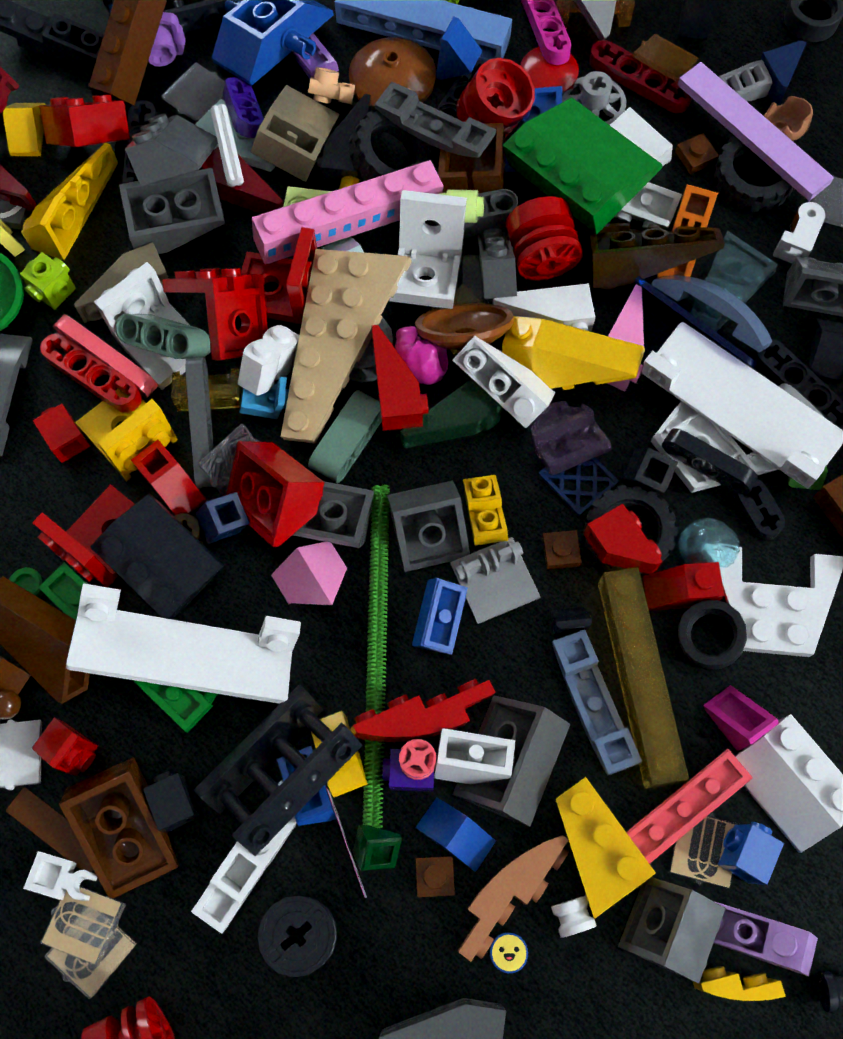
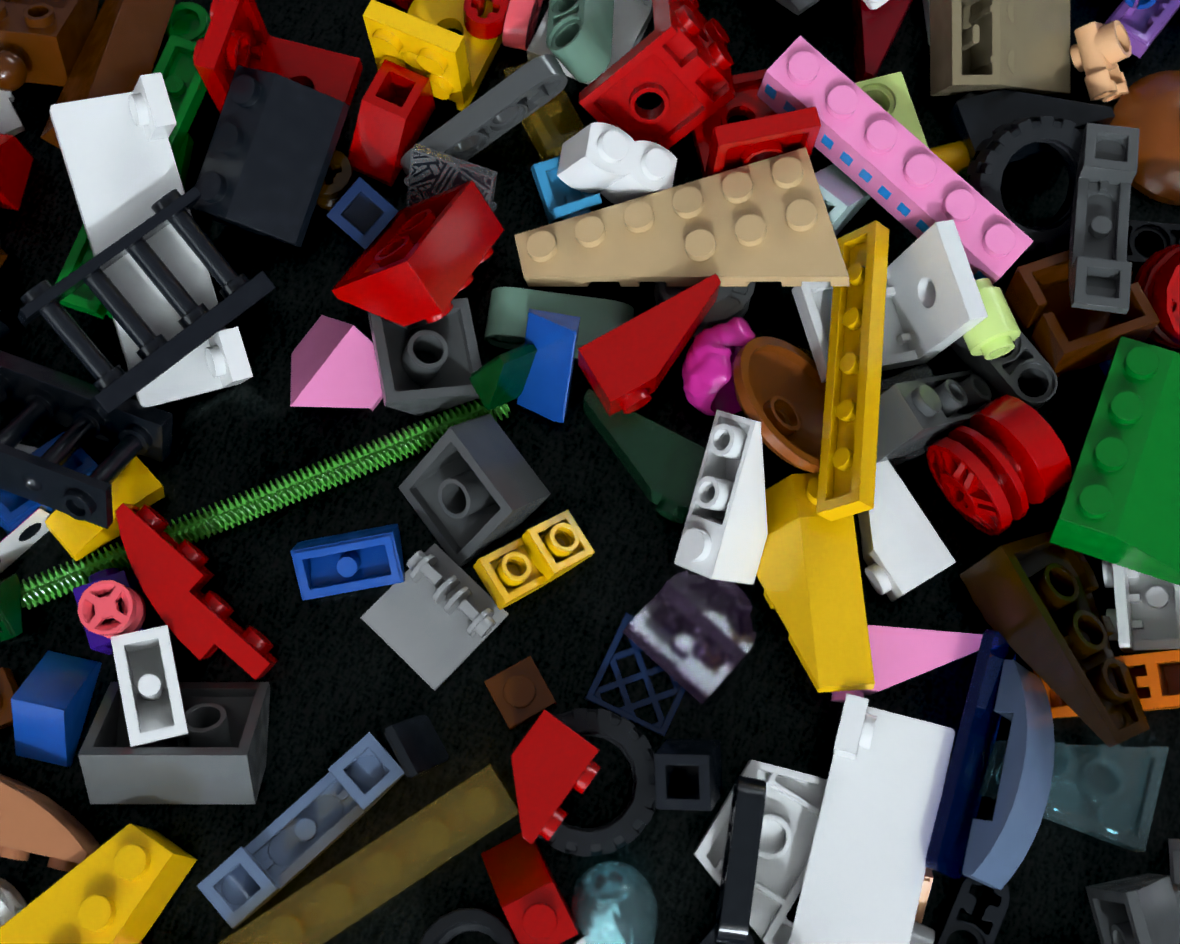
camera: 65 degrees right, 5 degrees up
(252, 639) = (155, 351): none -> black fence
(367, 475) = (503, 376): none -> dark green slope
(374, 447) = (552, 368): none -> blue slope
(468, 282) = (854, 377): none -> yellow plate

